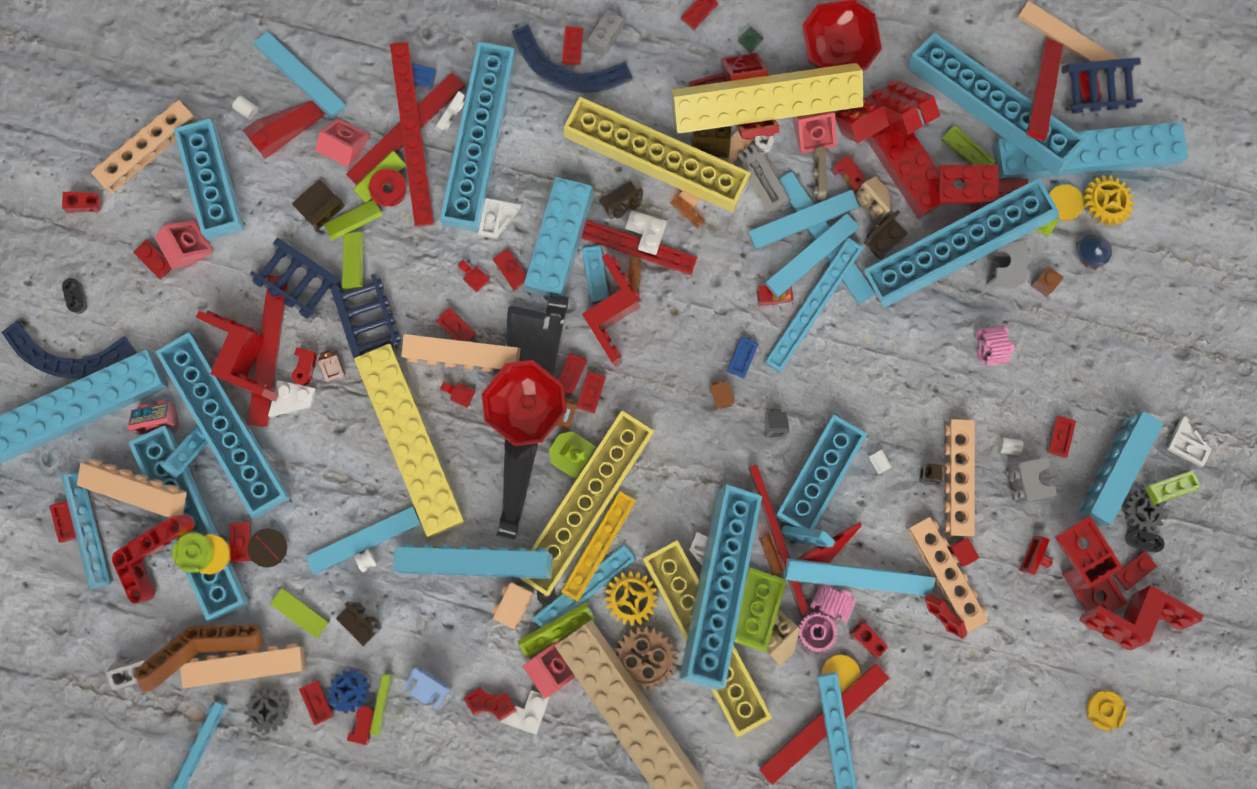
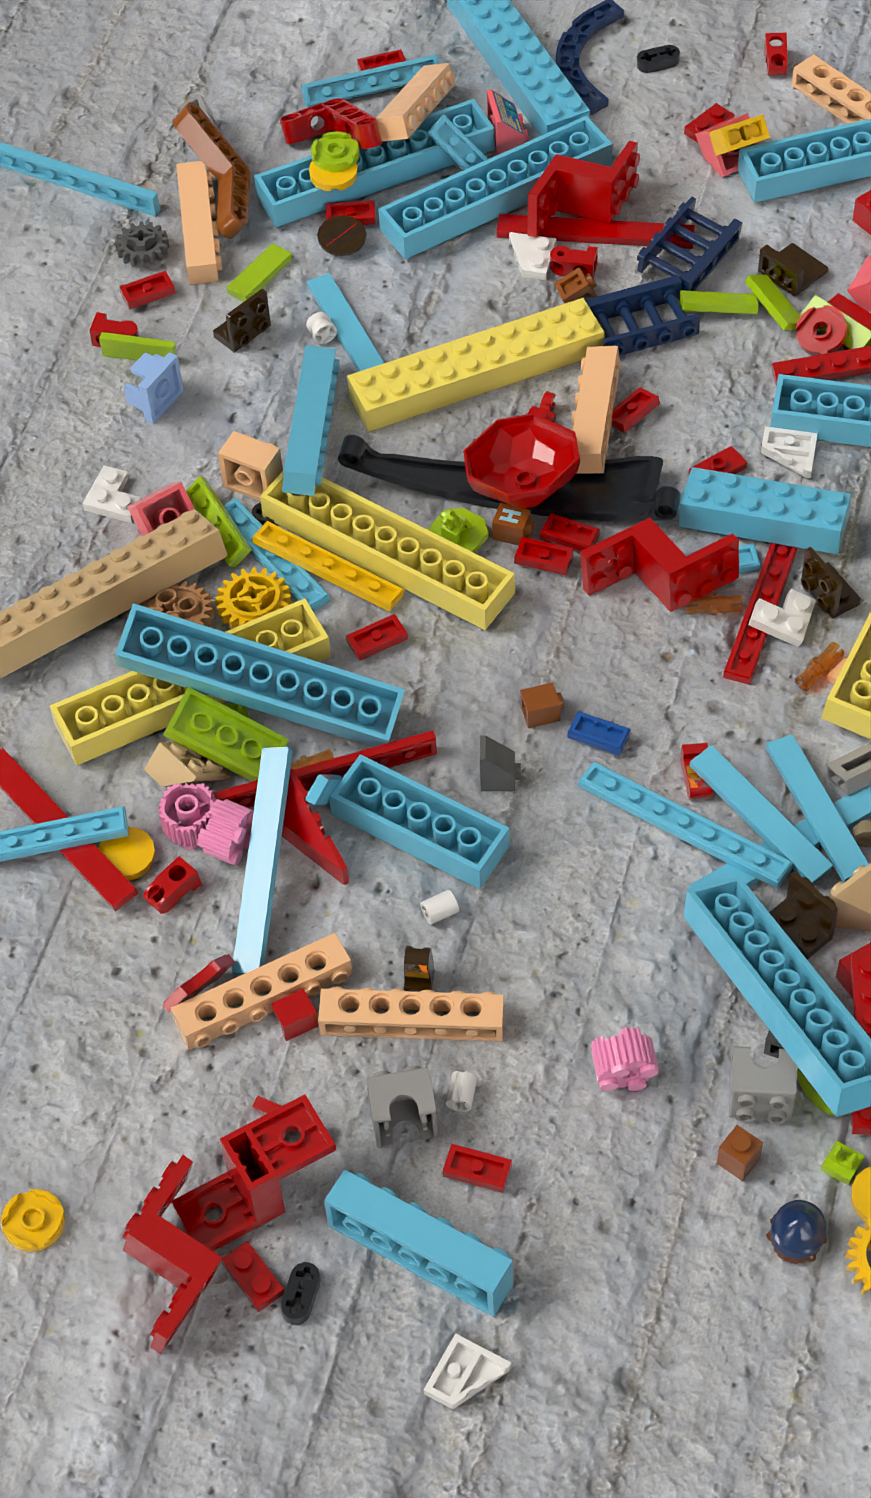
camera: 100 degrees right, 25 degrees down
(190, 232) = (739, 135): none -> yellow brick
(351, 698) = (158, 315): blue gear -> none
(474, 278) = (703, 430): red plate -> none
(498, 705) = (124, 459): red tile -> none
(662, 509) = (376, 637): none -> red plate
(1144, 517) = (363, 1291): dark grey gear -> none
(1173, 487) = (387, 1333): lime tile -> none

